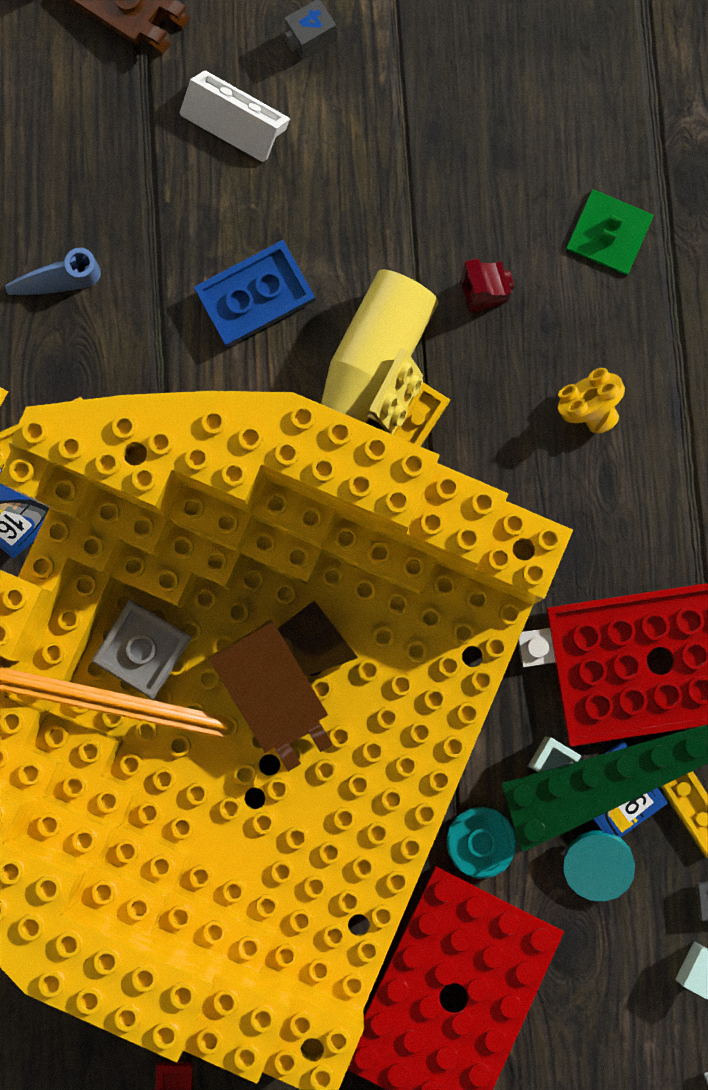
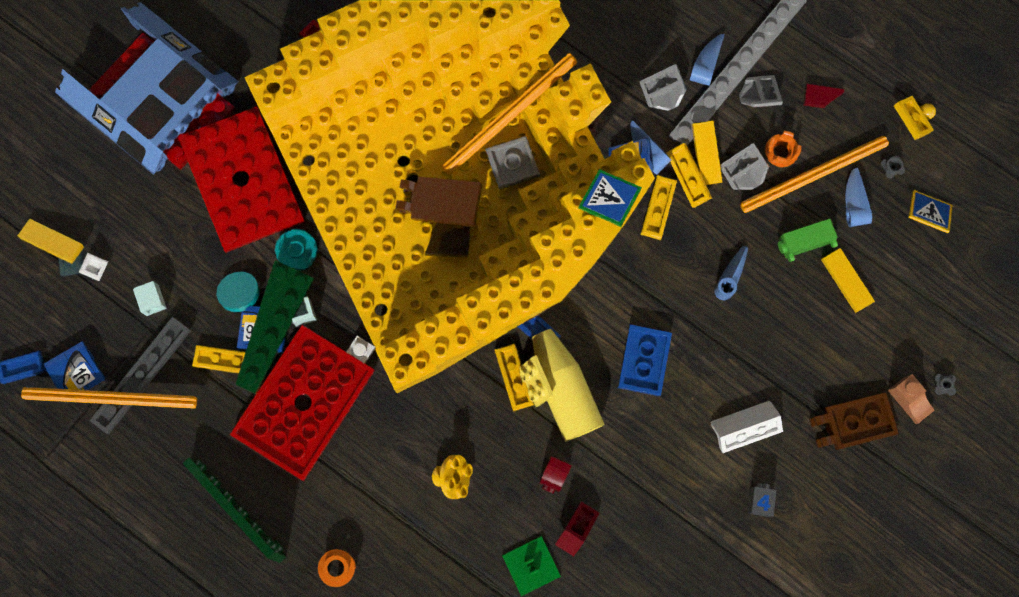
camera: 125 degrees right, 5 degrees down
(106, 434) = (610, 198): none -> piece
(525, 208) = (577, 529): none -> dark red arch

